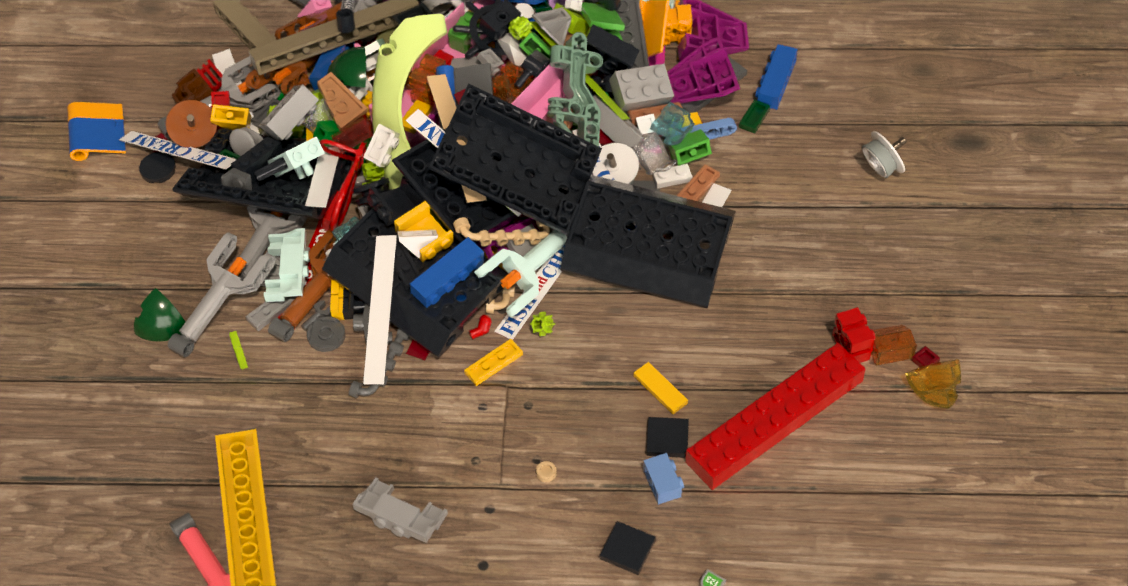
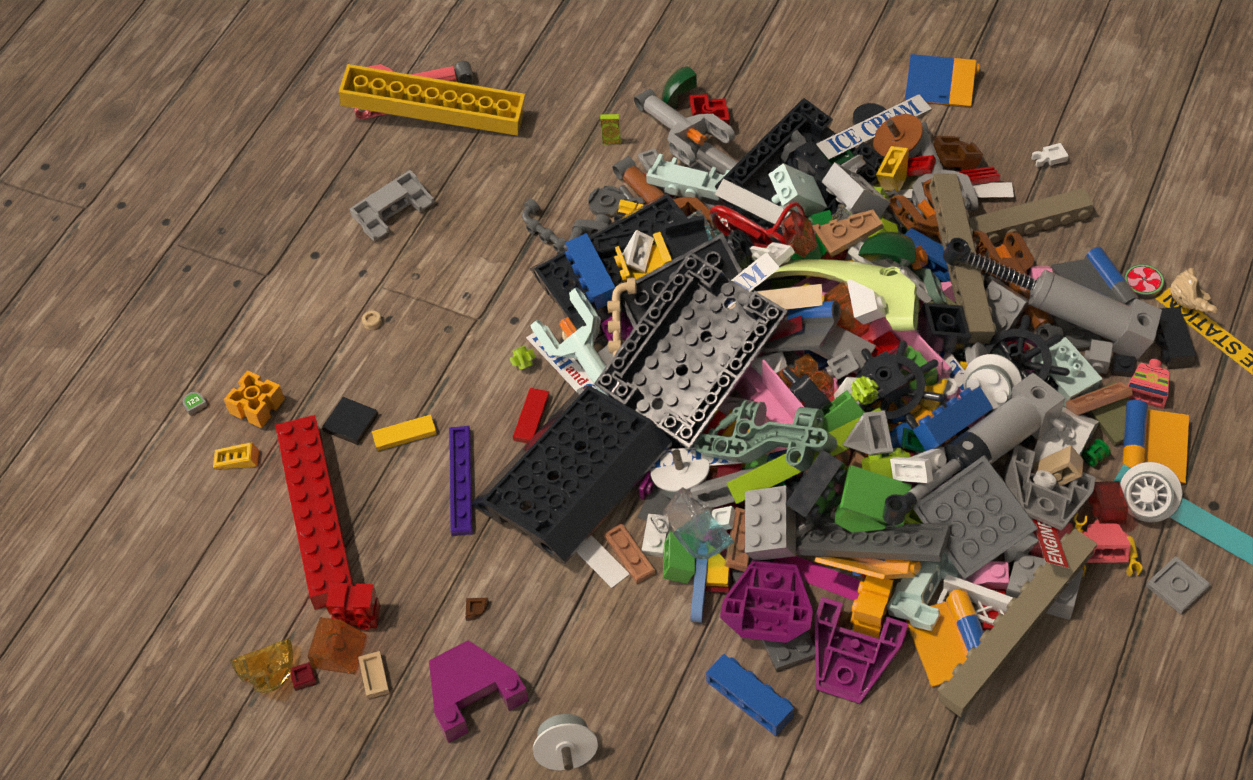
camera: 115 degrees right, 0 degrees up
(172, 35) = (1052, 154): none -> white plate
(189, 280) = (702, 105): none -> red brick
(380, 310) = (589, 222): white sticker -> none
(433, 45) = (866, 303): none -> white slope
(483, 327) = (549, 315): red arm -> none
(493, 362) = (507, 314): yellow tile -> none
(525, 9) = (909, 418): white sticker -> none
(597, 300) = (531, 415): none -> red tile
(627, 548) = (264, 354): black tile -> none
(662, 478) = (308, 397): medium blue brick -> none
(686, 326) = (460, 481): none -> dark purple tile
(689, 518) = (254, 399): none -> light orange brick
(753, 497) = (249, 457): none -> yellow slope
(754, 116) = (701, 648): dark green tile -> none
(799, 268) = (475, 607): none -> reddish brown tile
(866, 245) = (466, 676): none -> magenta wedge
(895, 310) = (373, 675): none -> tan tile

